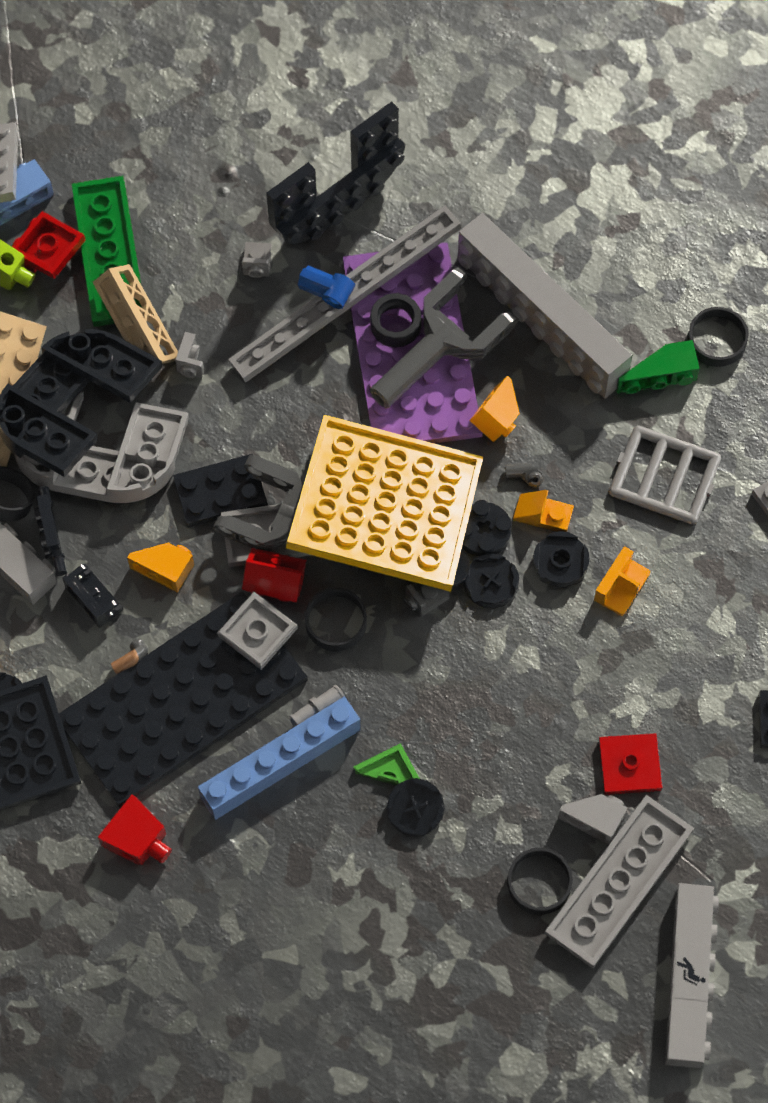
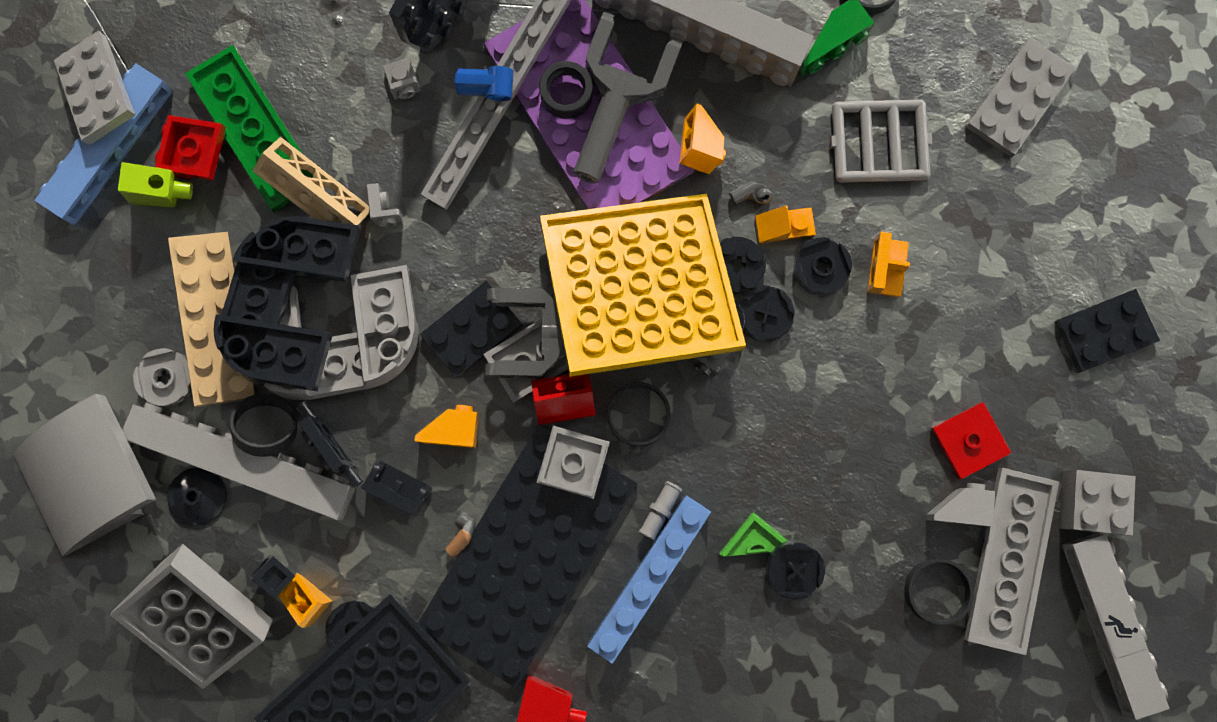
camera: 25 degrees left, 15 degrees up
(721, 860) = (1097, 502): none -> light grey brick

